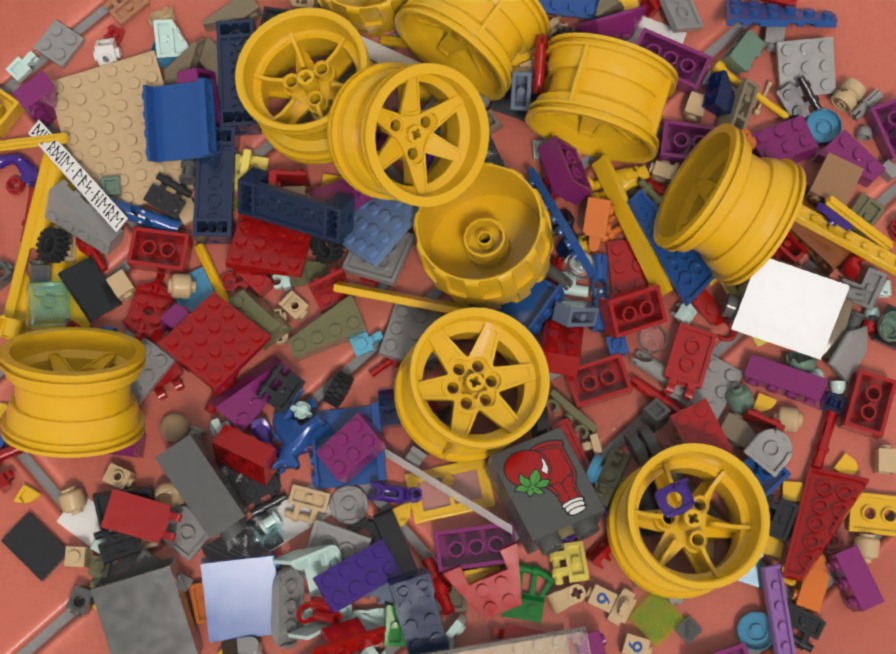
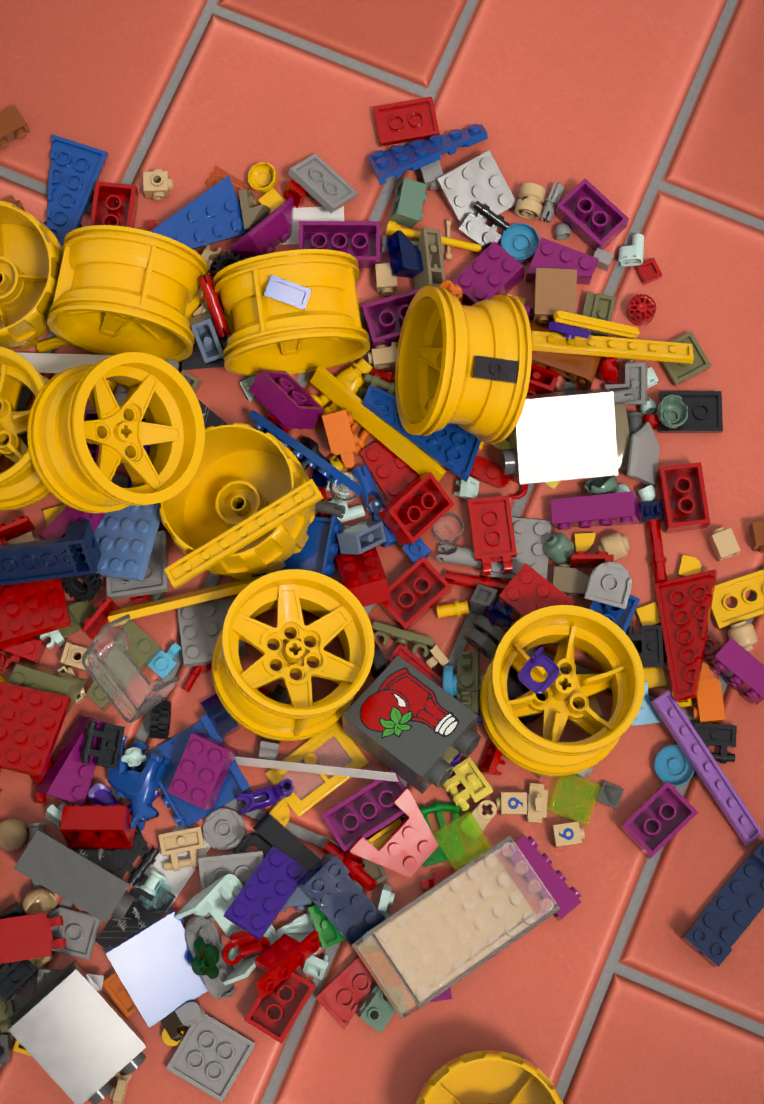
camera: 30 degrees left, 0 degrees up
(281, 607) = (205, 959): none -> dark green plate
(321, 337) = (120, 676): none -> clear windscreen
(476, 264) = (243, 533): none -> yellow tile
(543, 610) = (462, 840): none -> clear neon green plate
(606, 75) = (287, 292): none -> tile
(625, 409) = (453, 609): none -> yellow pin
(662, 432) = (499, 615): none -> clear blue tile
(756, 219) = (495, 369): none -> black plate

